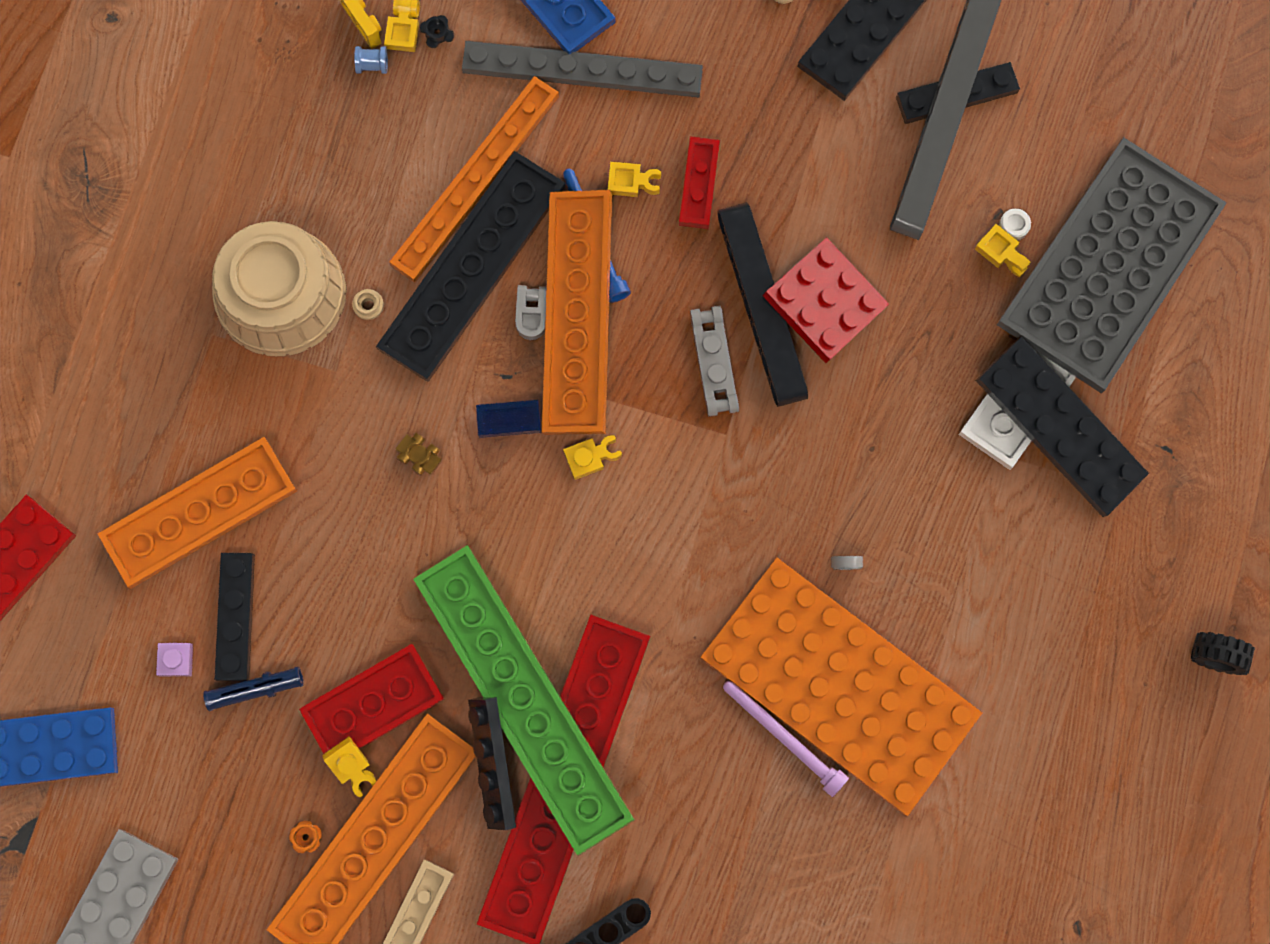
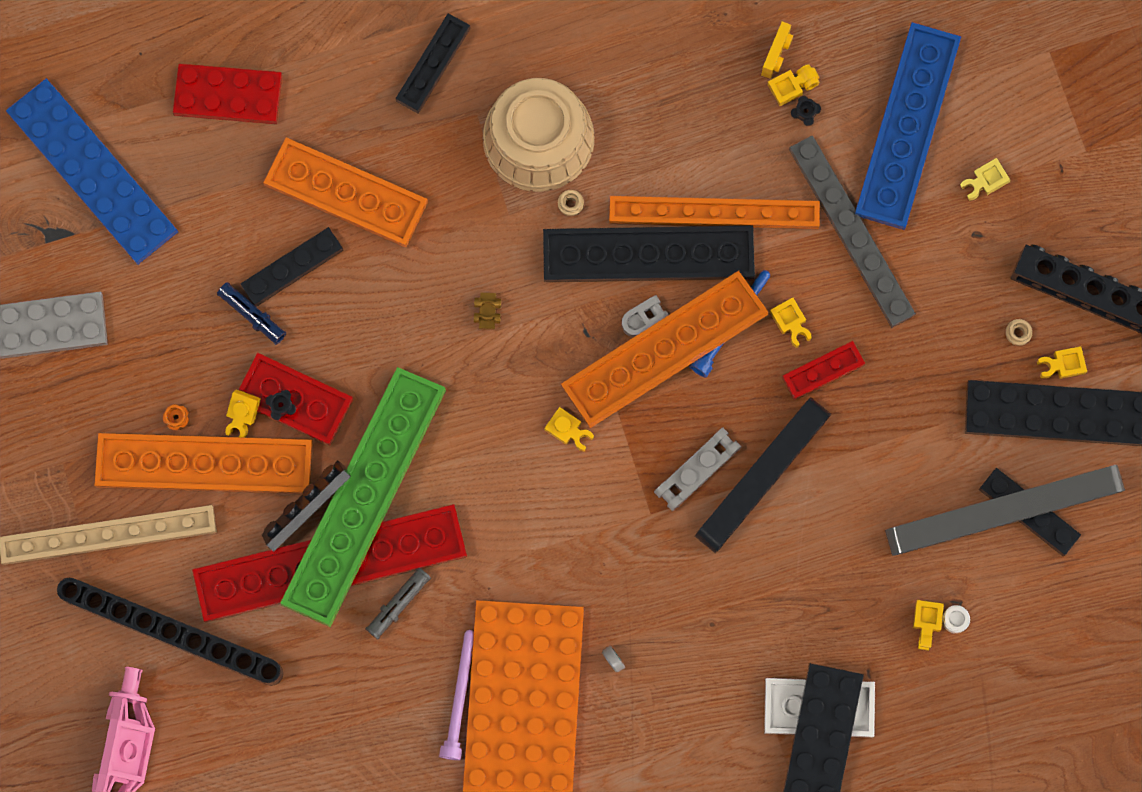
camera: 60 degrees right, 0 degrees up
(130, 341) = (433, 63): none -> black plate
(174, 659) = (236, 248): lavender plate -> none
(366, 711) = (274, 400): none -> black plate
(371, 59) = (750, 80): medium blue bush -> none
(508, 418) = (555, 354): clear blue plate -> none
(663, 773) = (377, 628): none -> dark grey pin
(825, 300) = (796, 517): plate -> none
(1112, 265) = (972, 708): dark grey plate -> none

